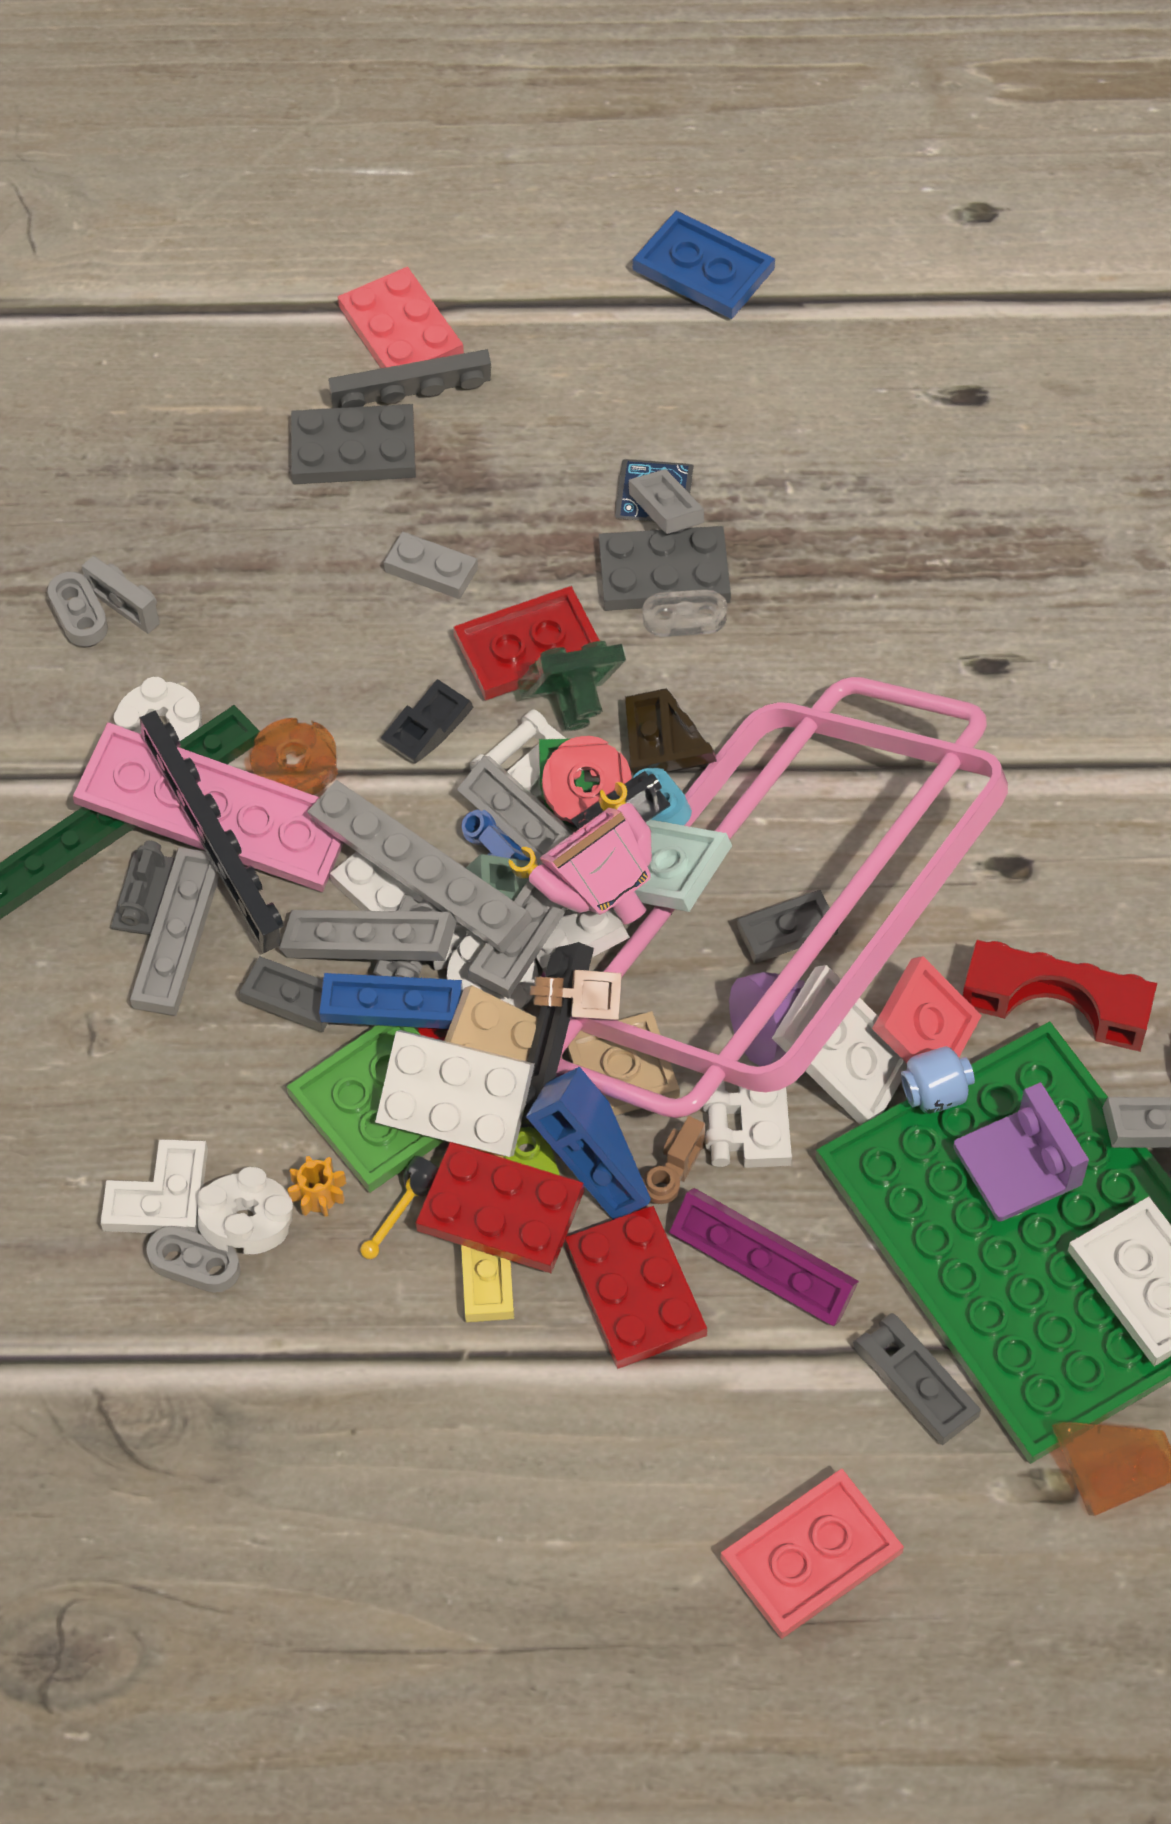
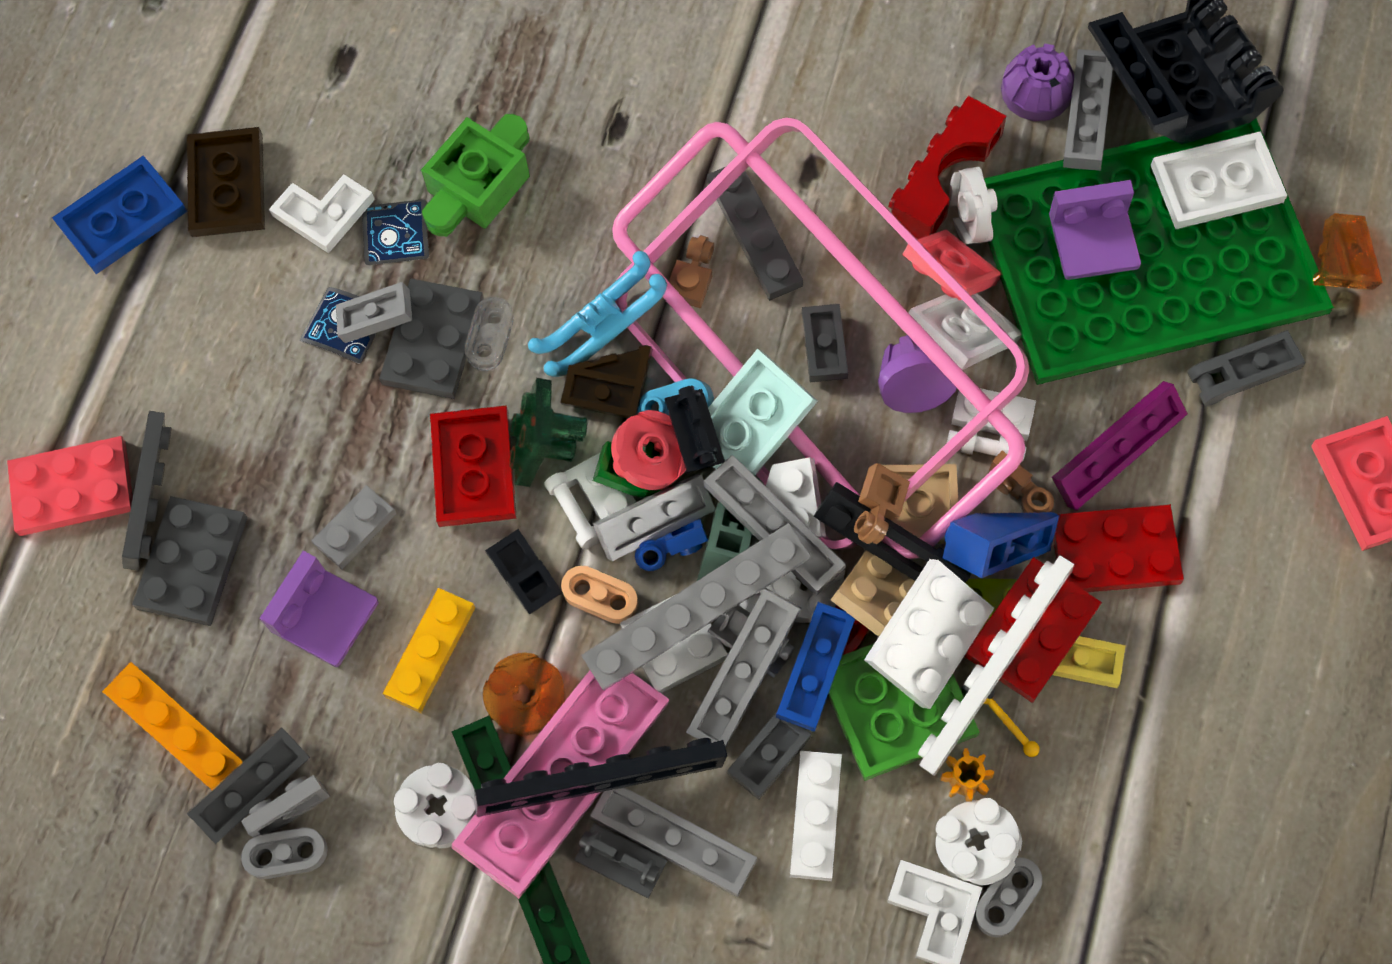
camera: 70 degrees left, 10 degrees up
(138, 558) = (248, 785): none -> dark grey plate
(179, 487) = (172, 726): none -> light orange plate
(238, 1058) = (816, 816): none -> white plate
(319, 667) = (429, 650): none -> yellow plate
(329, 555) = (318, 611): none -> medium lavender bracket
(421, 797) = (602, 593): none -> light nougat plate
(438, 1162) = (1004, 649): none -> white plate
(597, 863) = (759, 452): bright pink torso -> none
(732, 699) = (602, 317): none -> medium azure piece
(766, 434) = (323, 220): none -> white plate
(775, 336) = (225, 182): none -> dark brown plate
(778, 500) = (395, 232): none -> sticker
(819, 781) = (692, 279): none -> medium nougat plate
(864, 521) = (462, 163): none -> bright green brick
(937, 1080) = (1013, 270): light blue head -> none
(948, 805) = (758, 237): none -> dark grey plate
(1010, 1021) = (974, 205): none -> white plate

